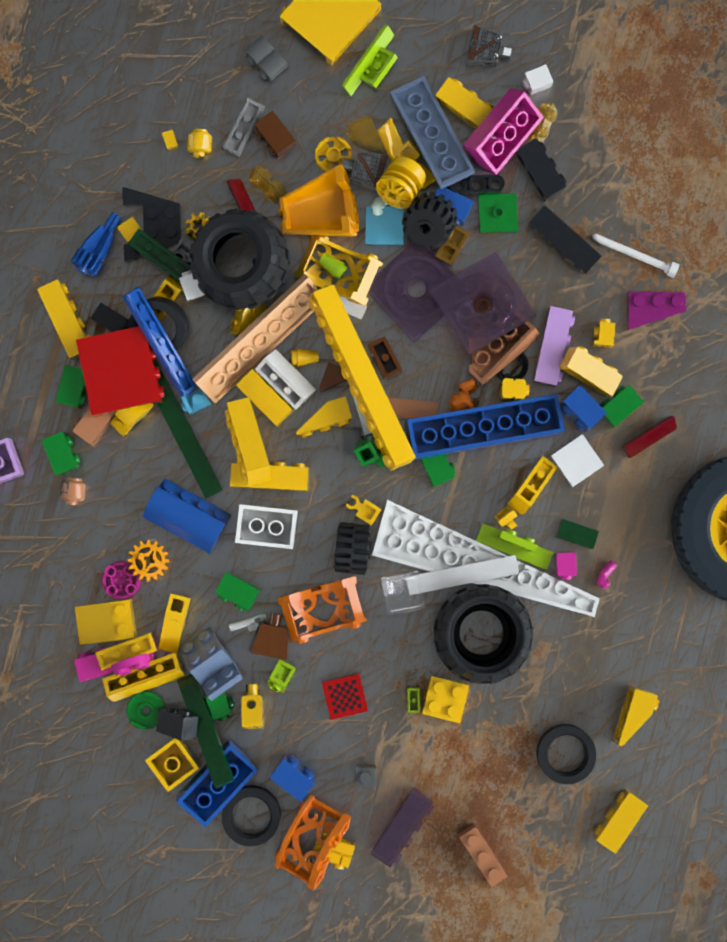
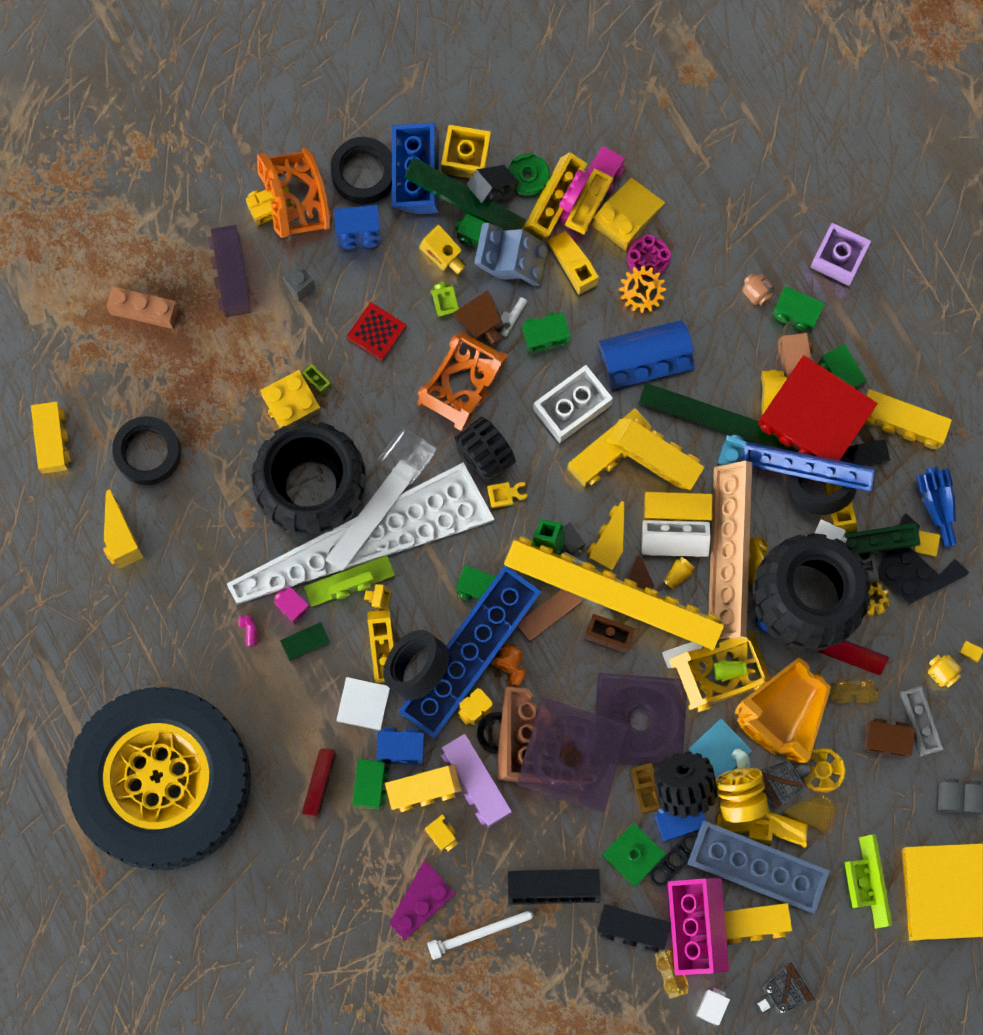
camera: 140 degrees right, 10 degrees down
(522, 432) = (430, 674): none -> black tyre

